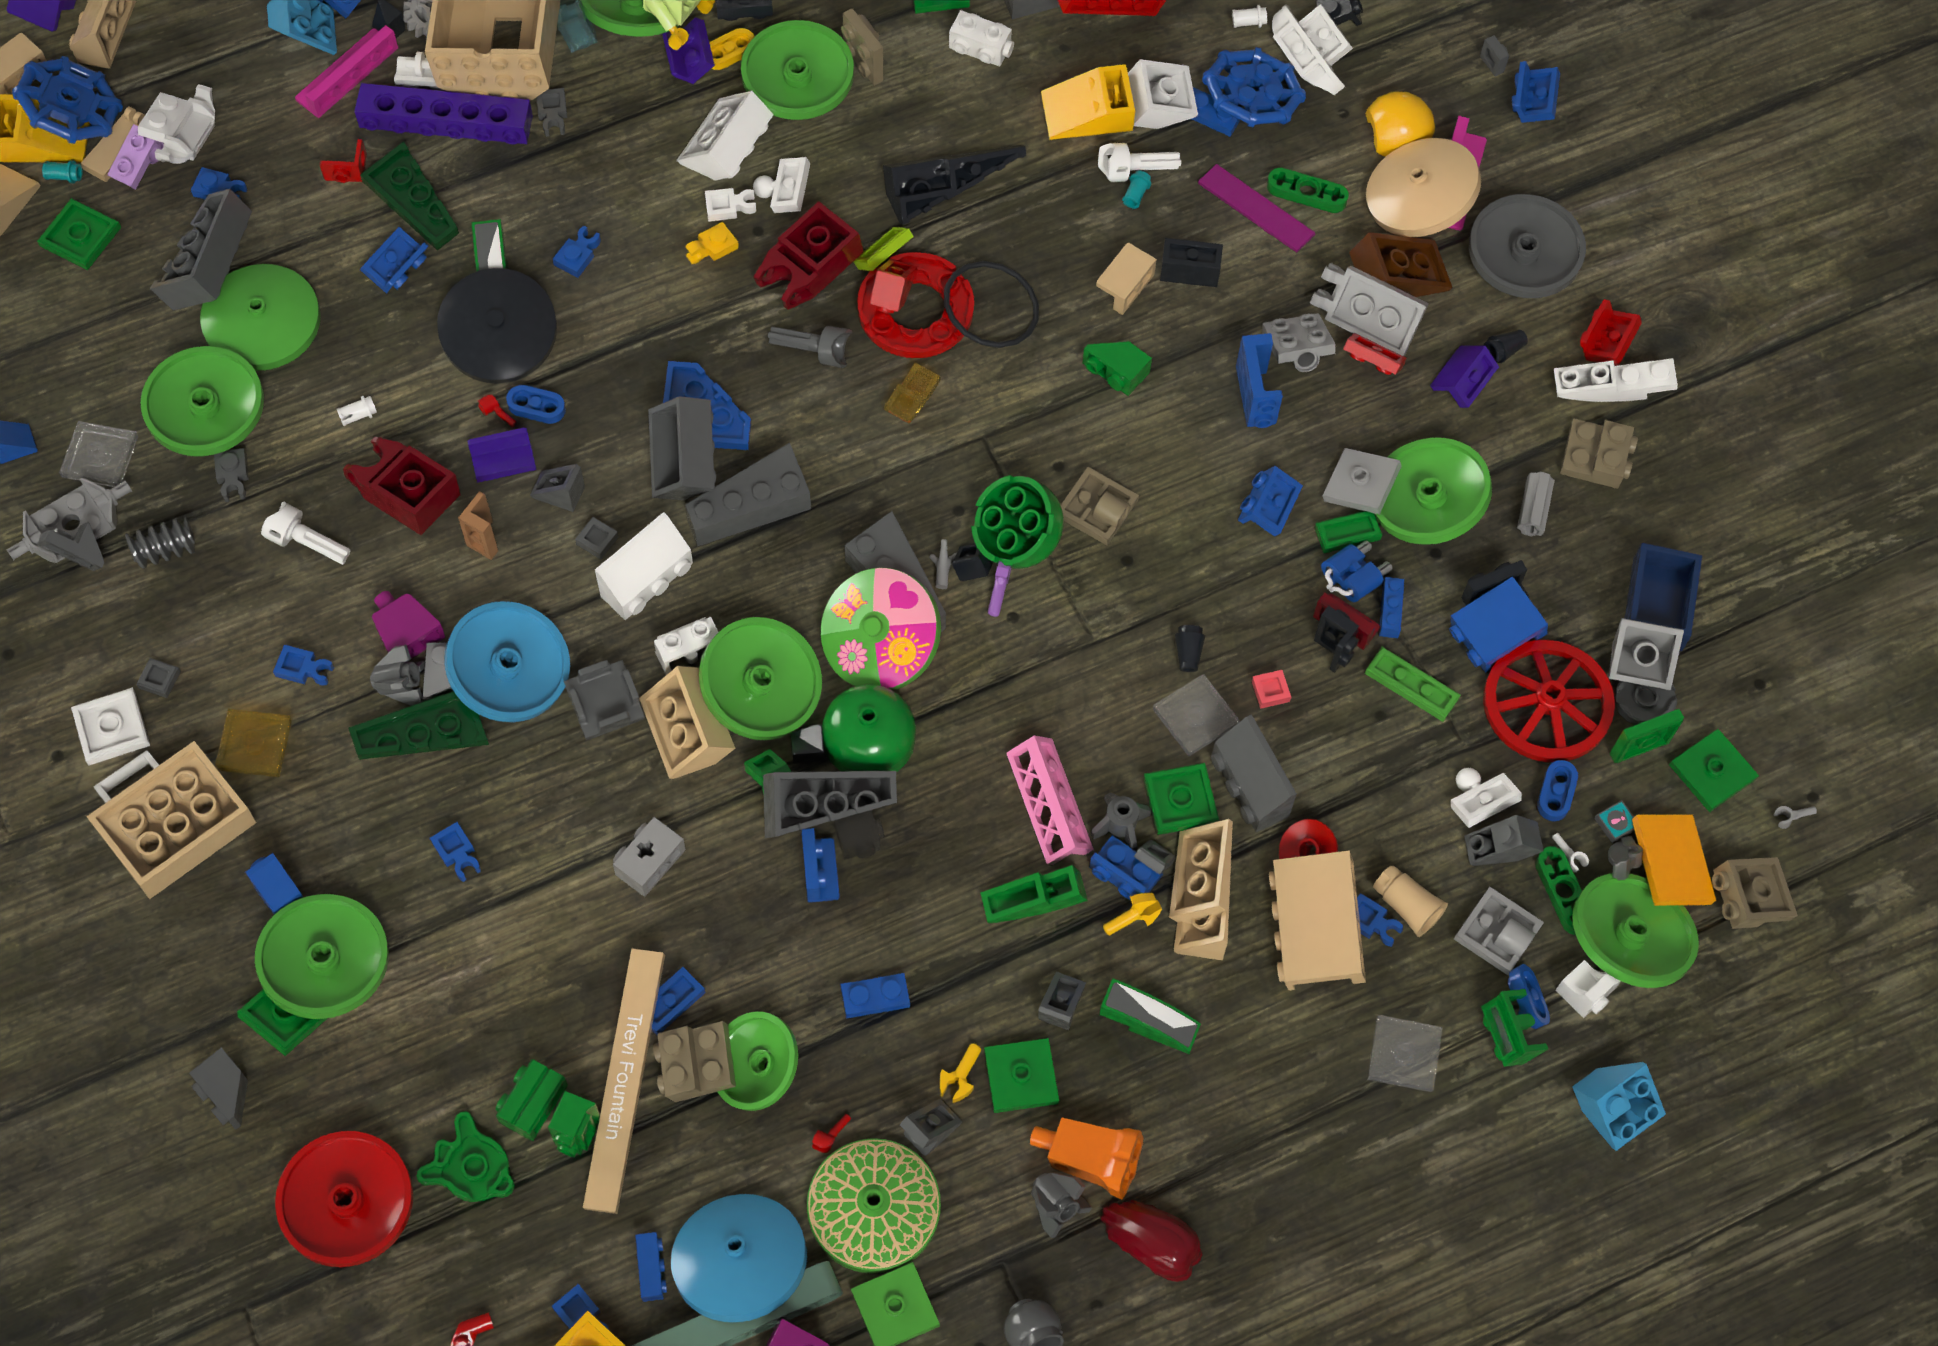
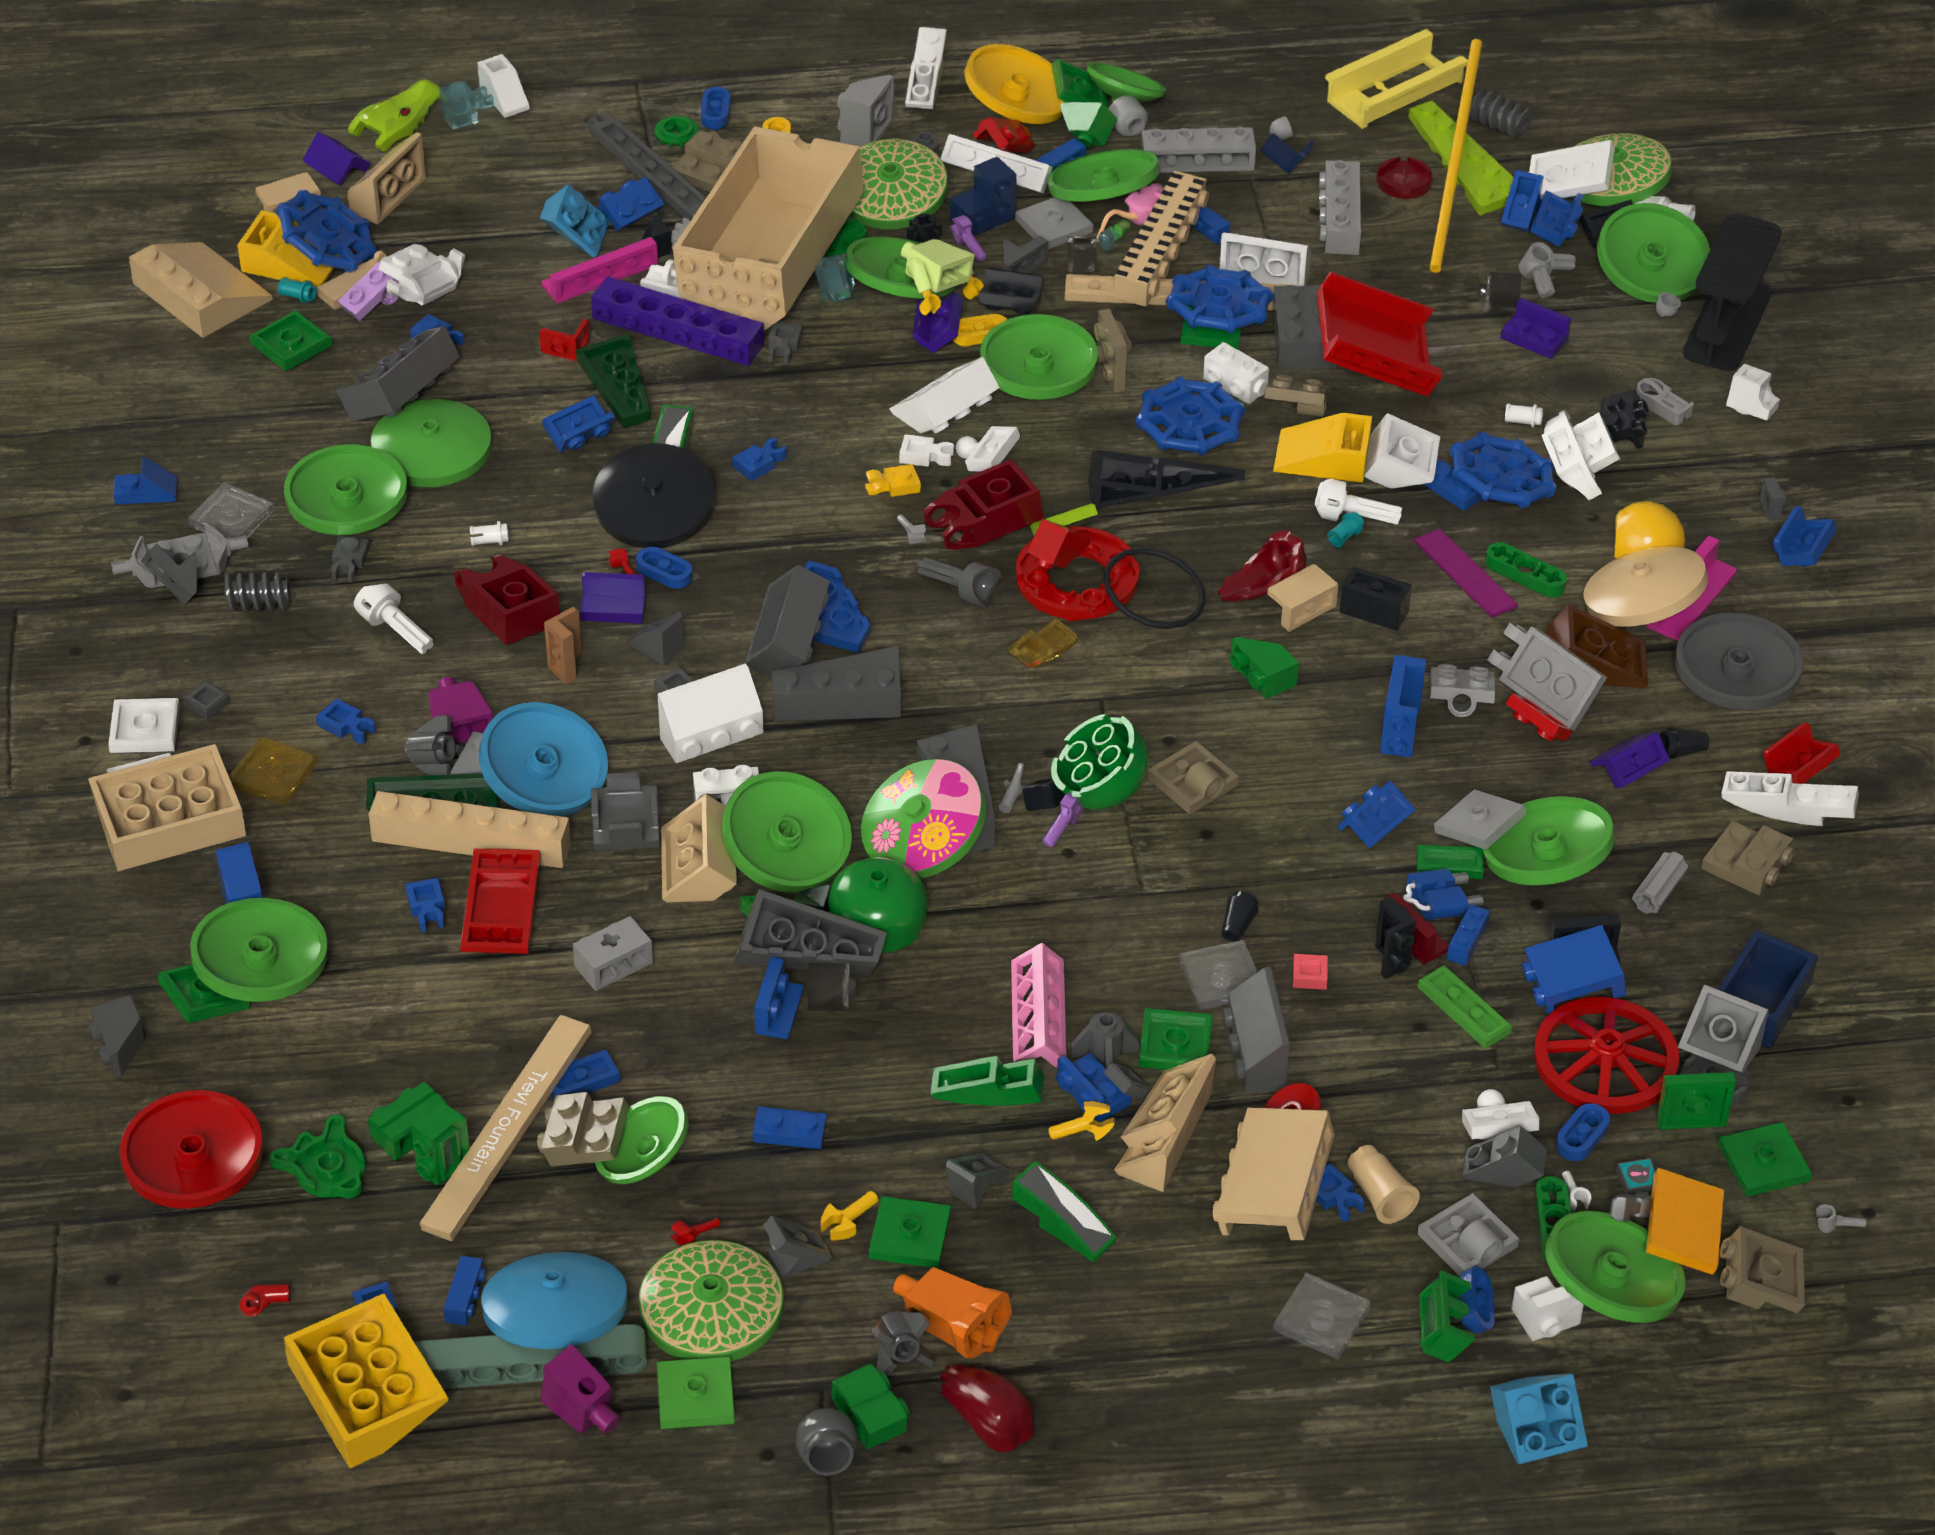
camera: 20 degrees right, 20 degrees down
(466, 758) = (465, 826): none -> tan brick
(525, 830) = (501, 901): none -> red slope
(752, 299) = (914, 533): none -> light grey hand
(950, 109) = (1205, 416): none -> blue plate
(1048, 47) = (1309, 395): none -> dark tan plate
(1055, 1276) = (871, 1405): none -> green brick
(1085, 258) = (1276, 561): none -> dark red hair

